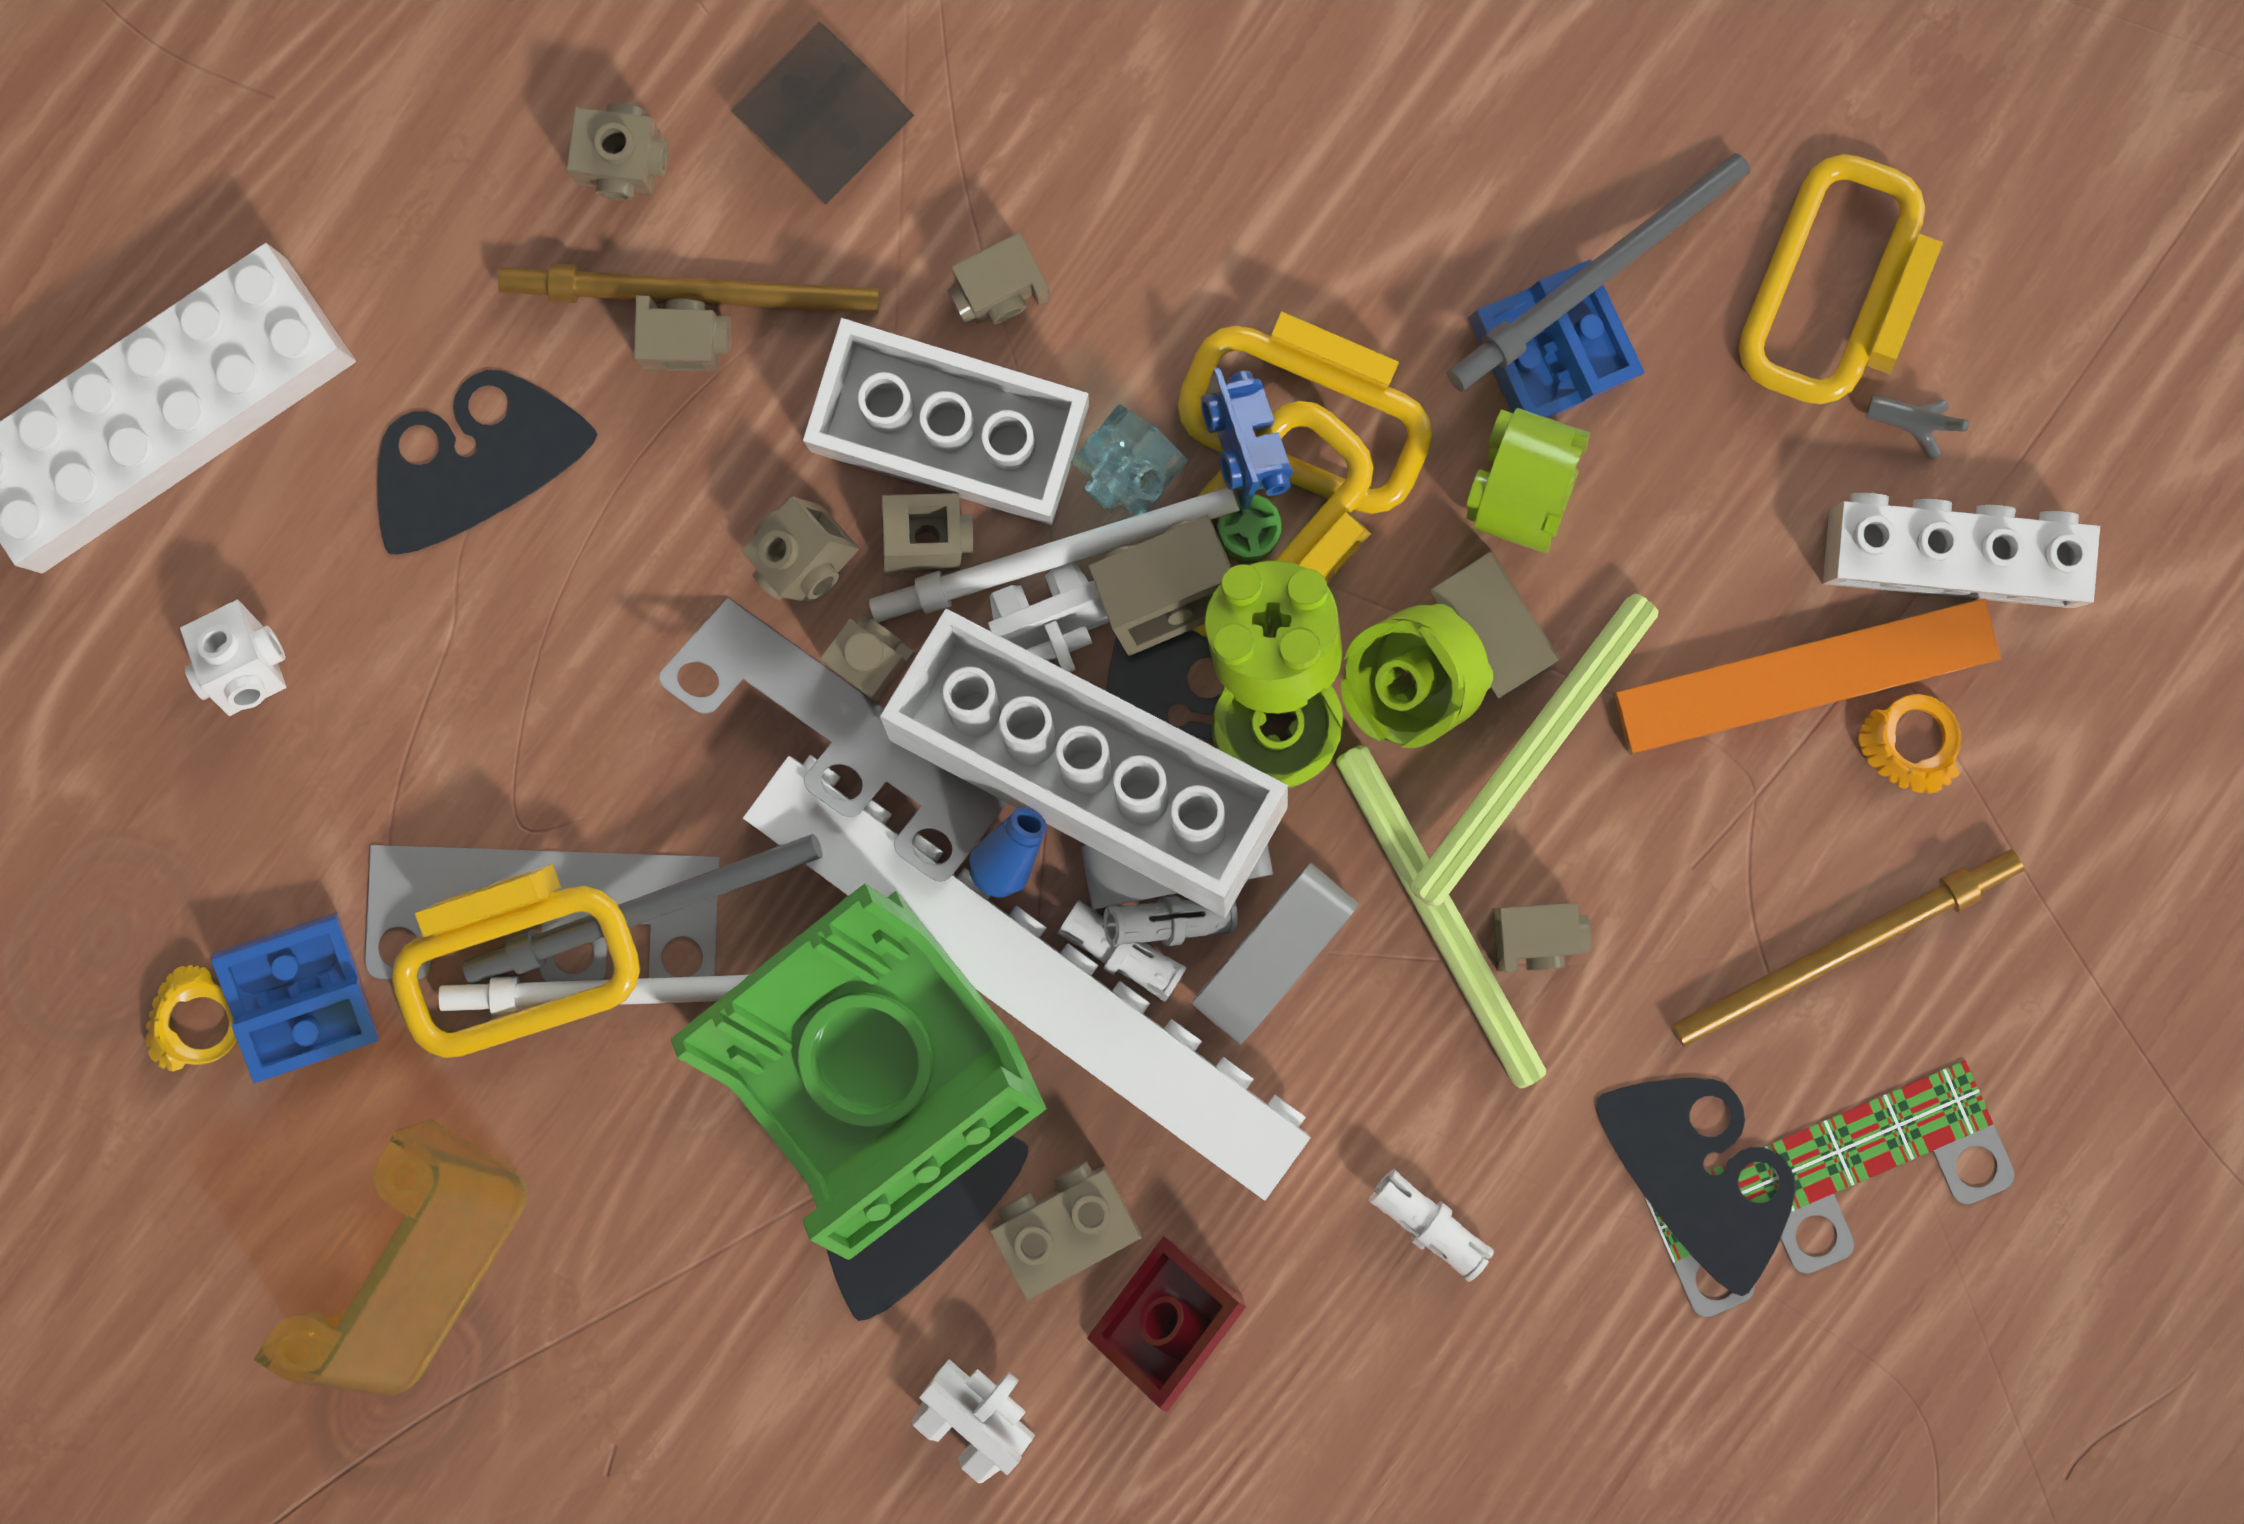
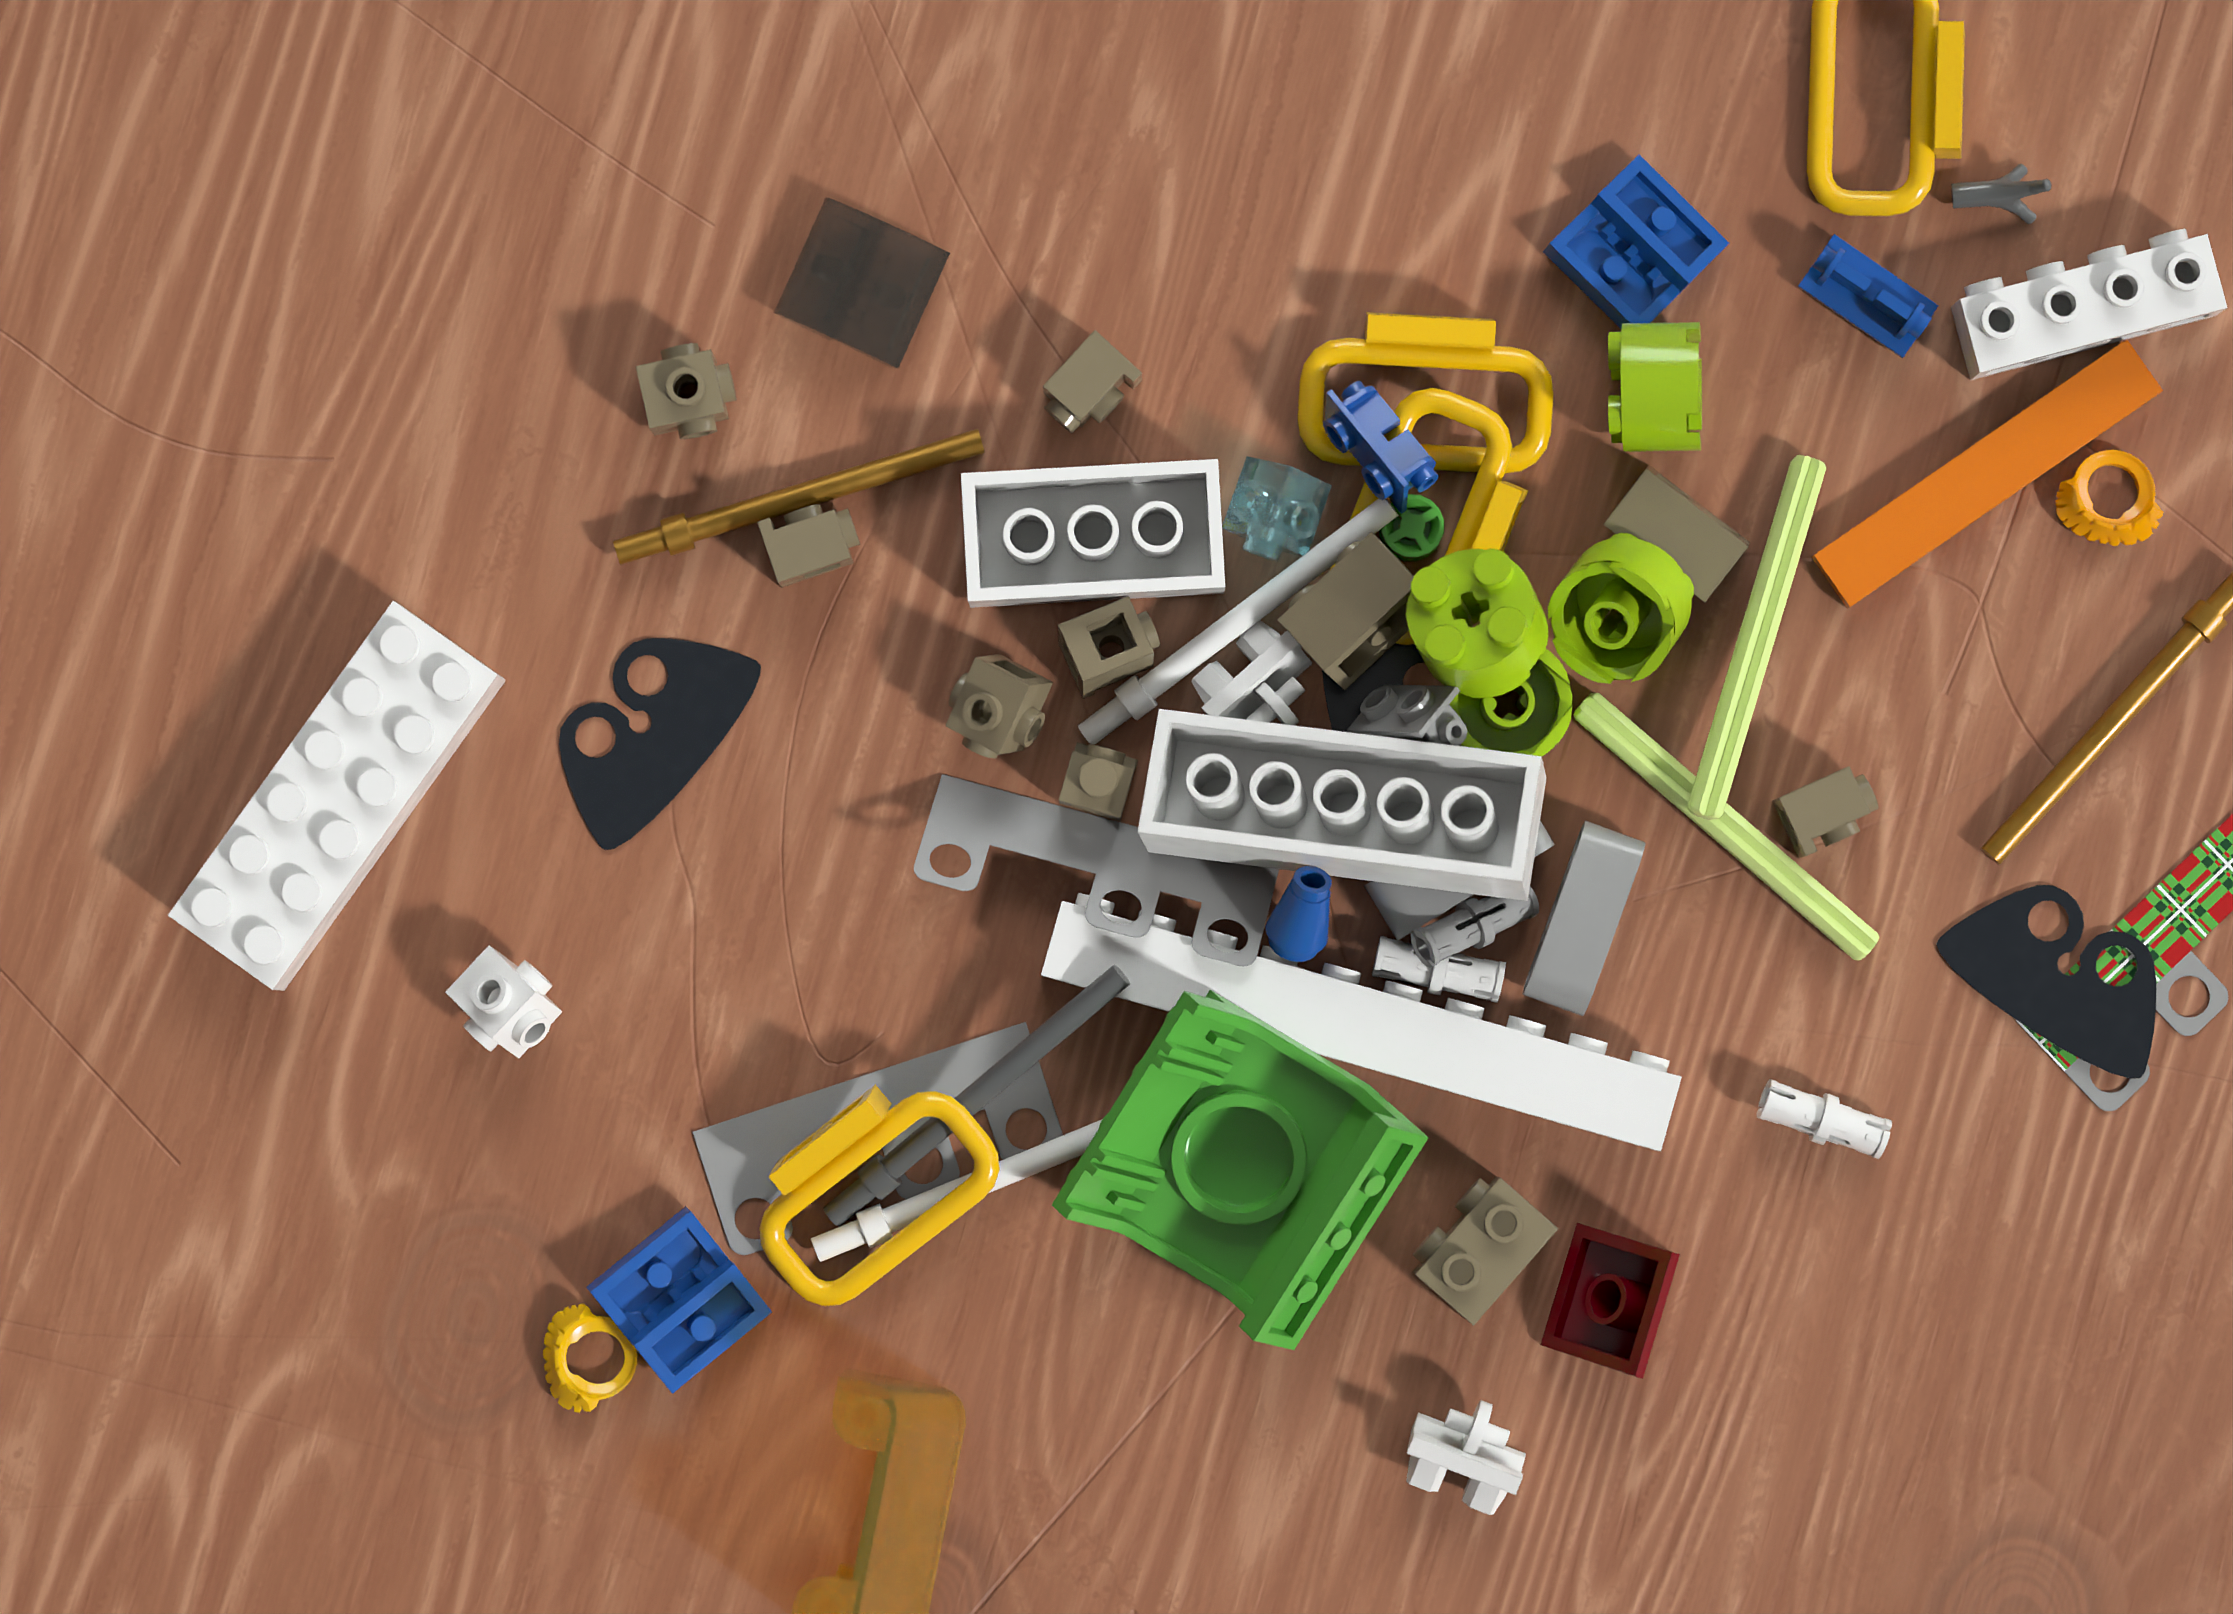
camera: 15 degrees left, 0 degrees up
(926, 1236) = (1354, 1306): black piece -> none
(1182, 702) = (1411, 714): none -> light grey hinge
(1509, 340) = (1591, 263): dark grey bar -> none
(1756, 469) = (1868, 296): none -> blue hinge

